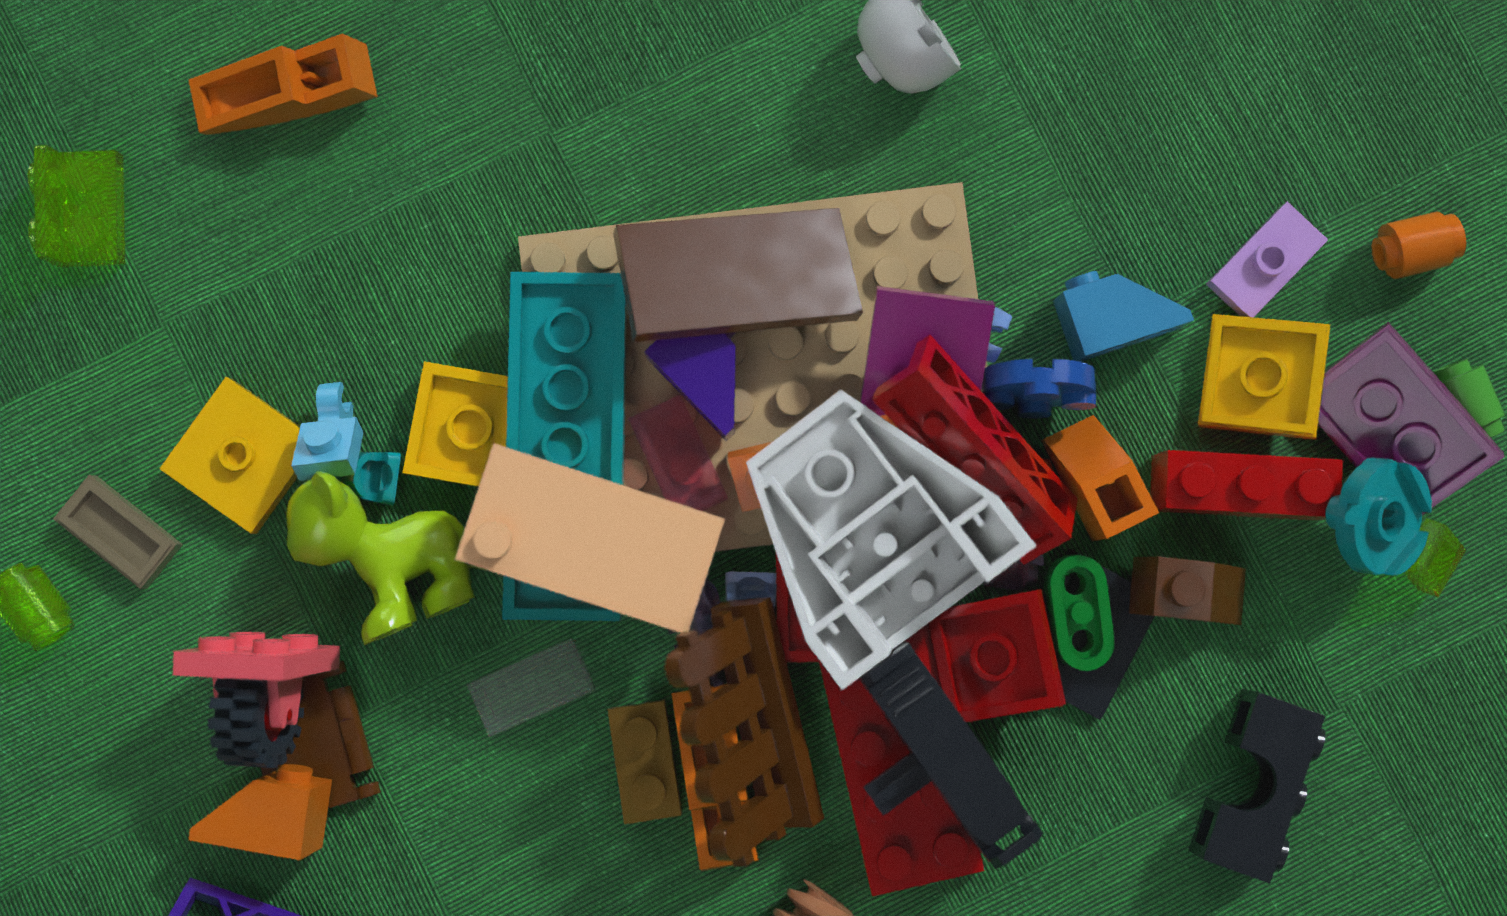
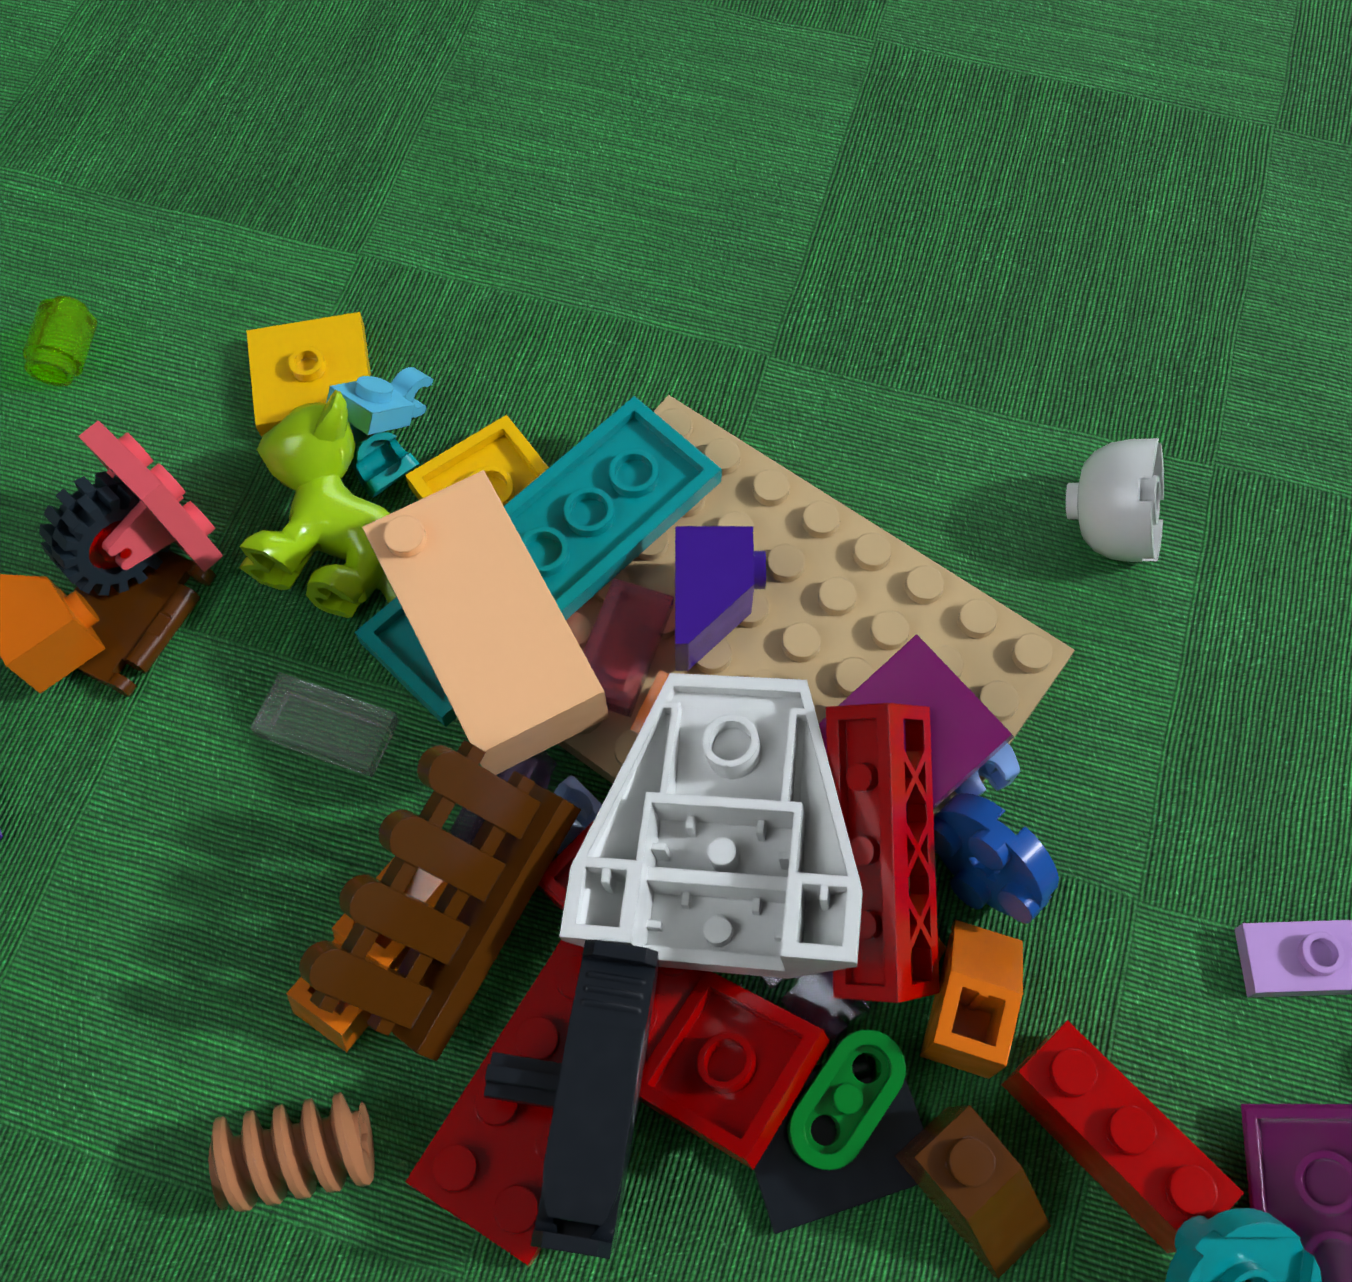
camera: 45 degrees right, 20 degrees down
(77, 207) = (386, 134): clear neon green bracket -> none
(118, 531) = (172, 351): dark tan tile -> none
(283, 85) = (610, 172): orange slope -> none
(644, 761) = (345, 853): pearl gold plate -> none
(736, 274) = (811, 537): tile -> none
(1113, 314) = (1123, 873): dark azure slope -> none
(1264, 376) = (1226, 1055): yellow plate -> none

